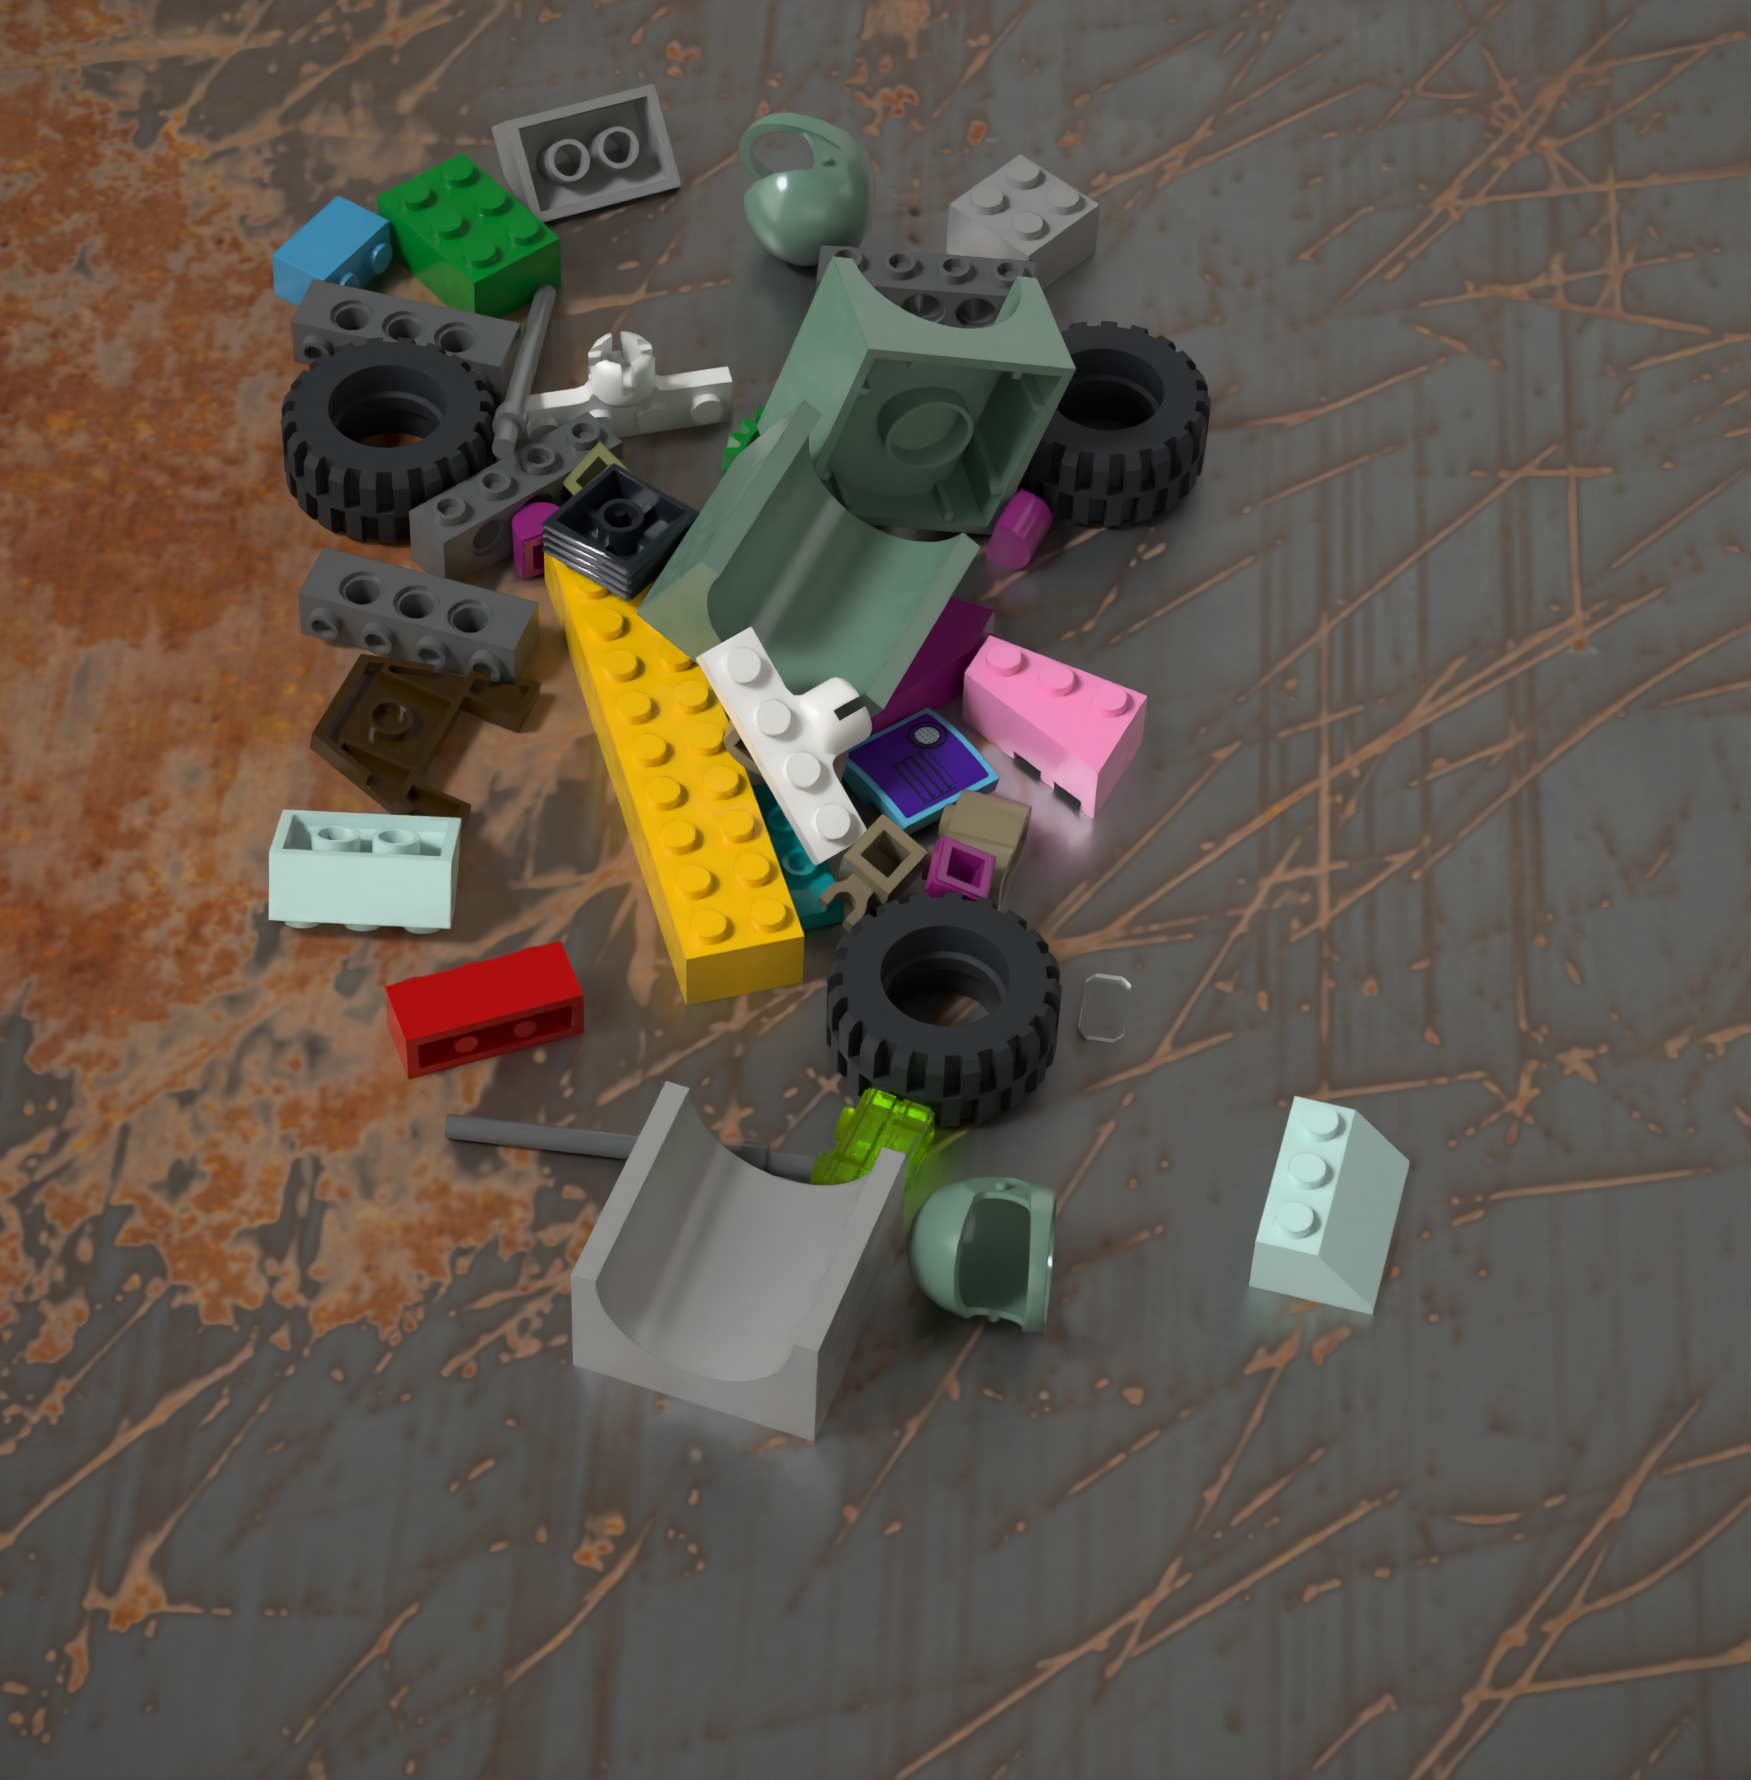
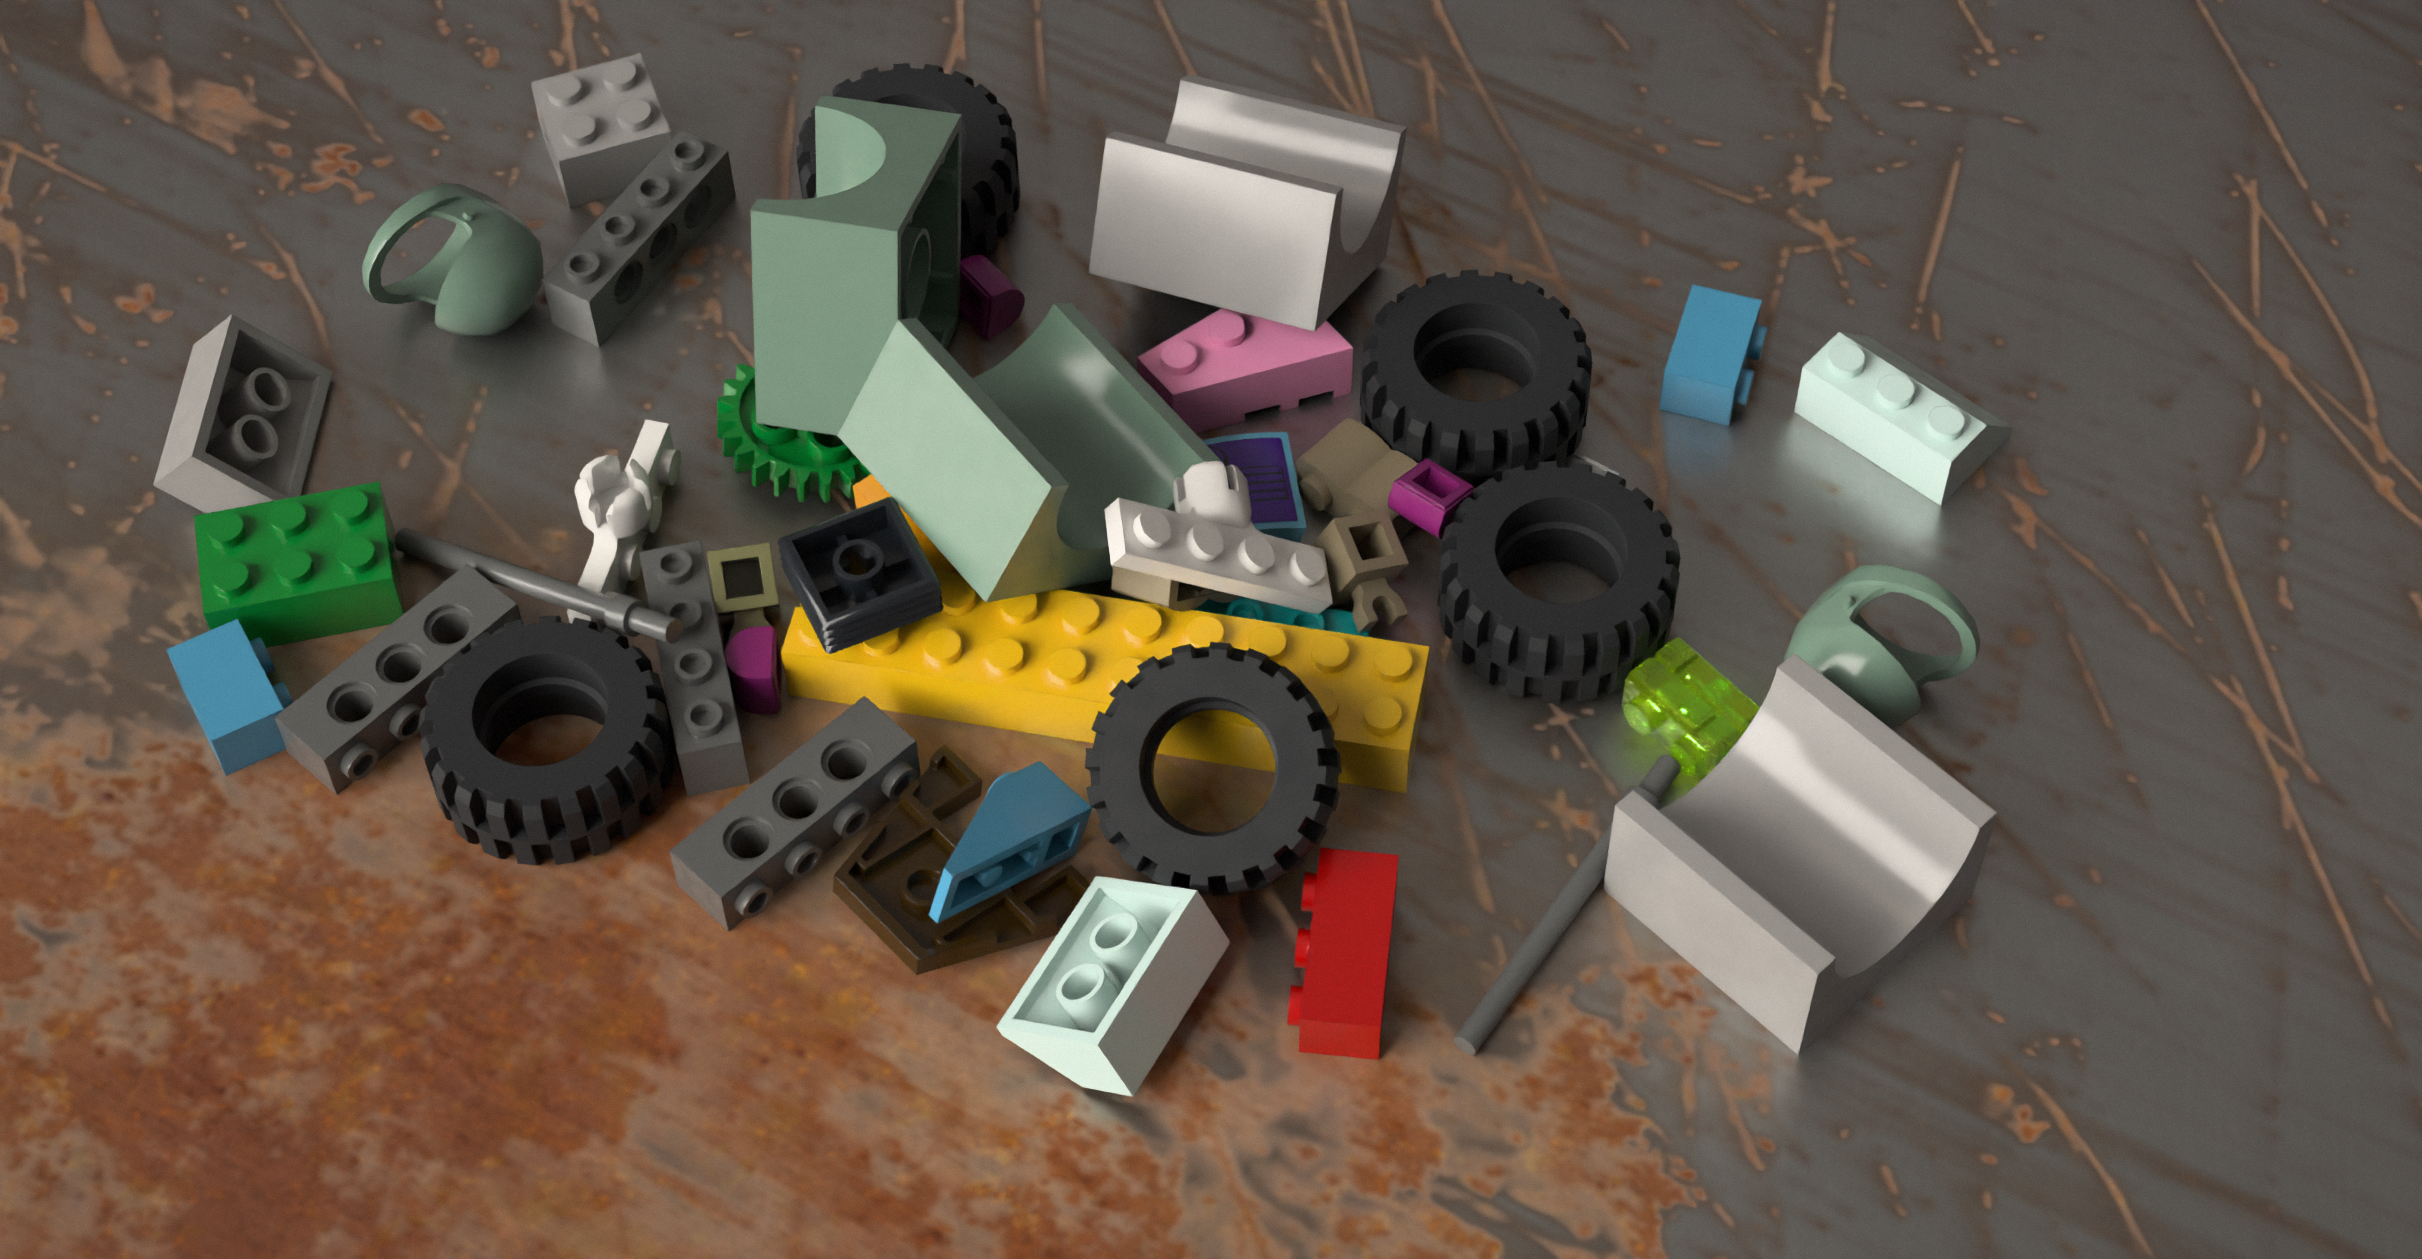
camera: 60 degrees left, 5 degrees up
(452, 740) = (1017, 832): none -> dark azure slope
(613, 867) = (1126, 751): none -> black tyre
(1139, 822) = (1483, 326): none -> black tyre
(1181, 657) = (1249, 203): none -> light grey piece
(1292, 1044) = (1711, 355): none -> dark azure brick

